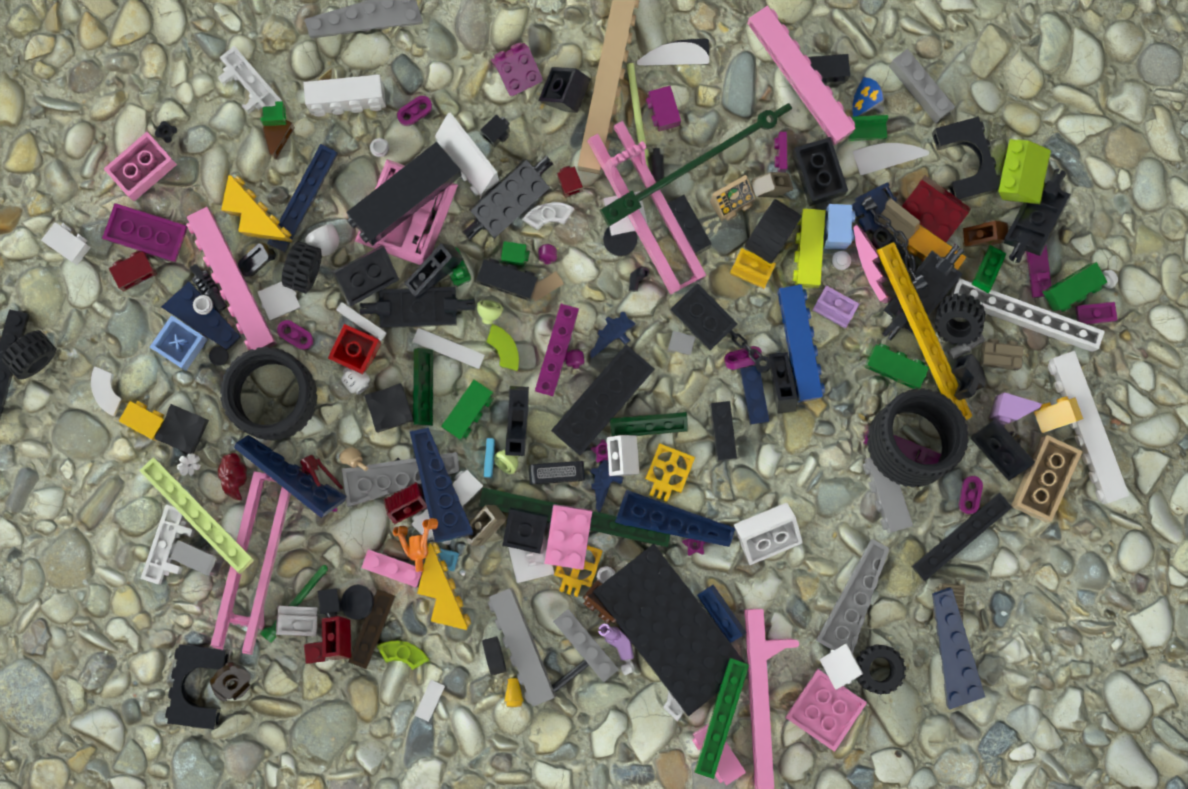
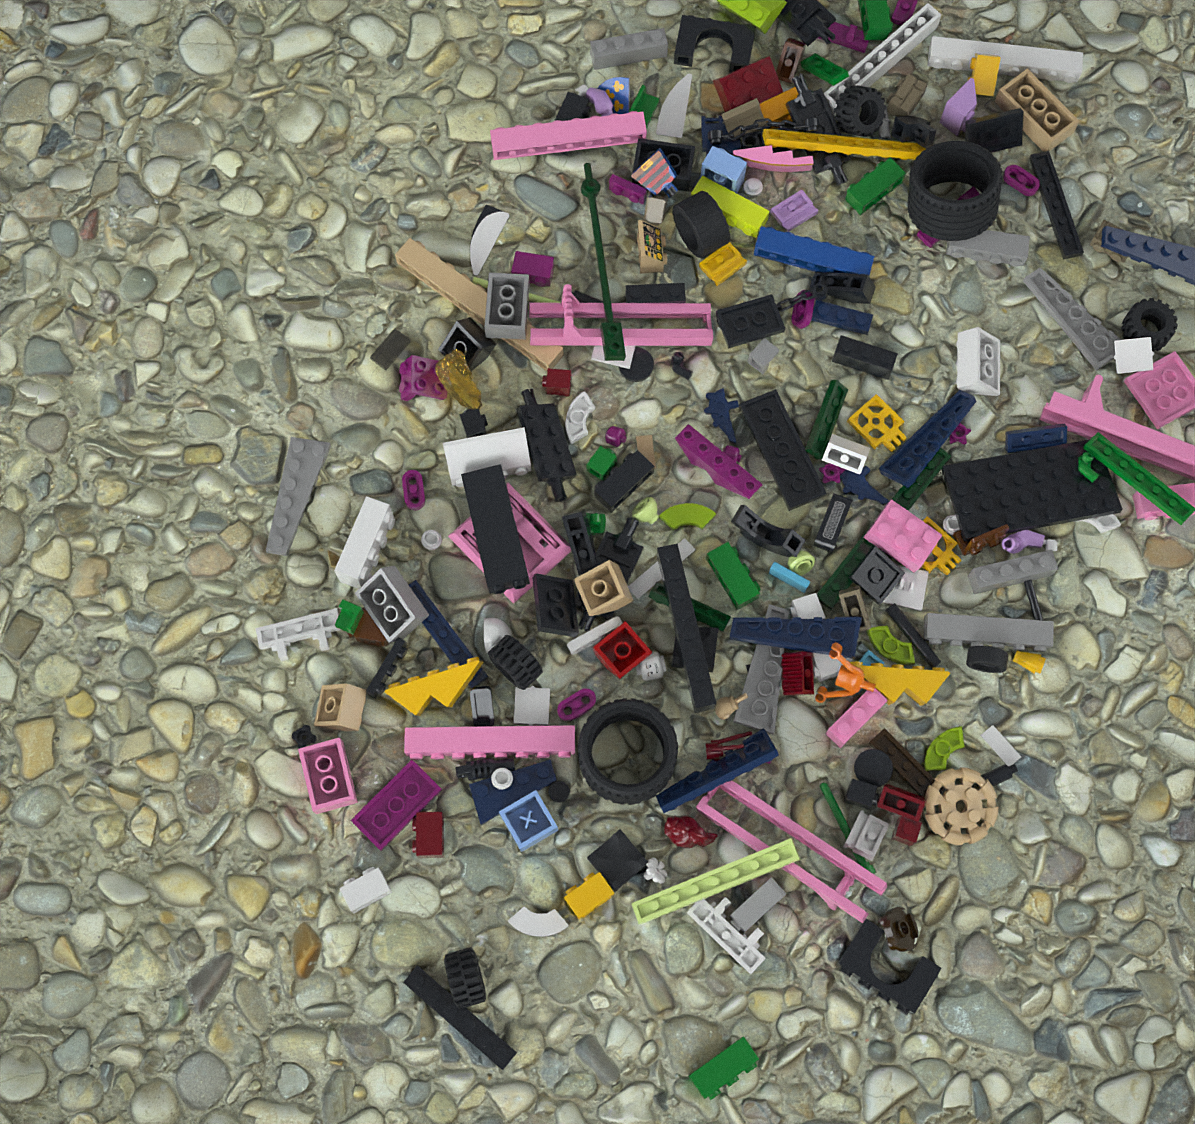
camera: 60 degrees left, 10 degrees down
(57, 591) = (724, 1068): none -> green brick
(201, 148) = (340, 707): none -> tan slope
(252, 168) = (387, 668): none -> black plate
(303, 143) = (391, 603): none -> light grey brick
(355, 699) = (973, 806): none -> tan plate
(395, 391) = (686, 628): none -> black brick
(398, 308) = (603, 589): none -> tan slope
(398, 706) = (1000, 774): none -> black cylinder
(471, 570) = (890, 647): none -> lime tile
(489, 585) = (913, 636): none -> black piece
(527, 99) = (458, 379): none -> clear yellow hair
(531, 27) = (390, 349): none -> clear smoke tile
(609, 103) = (507, 306): none -> light grey brick
(710, 667) = (1084, 466): none -> green arm
(799, 169) = (656, 174): none -> torso
(855, 87) = (598, 97): none -> lavender arm

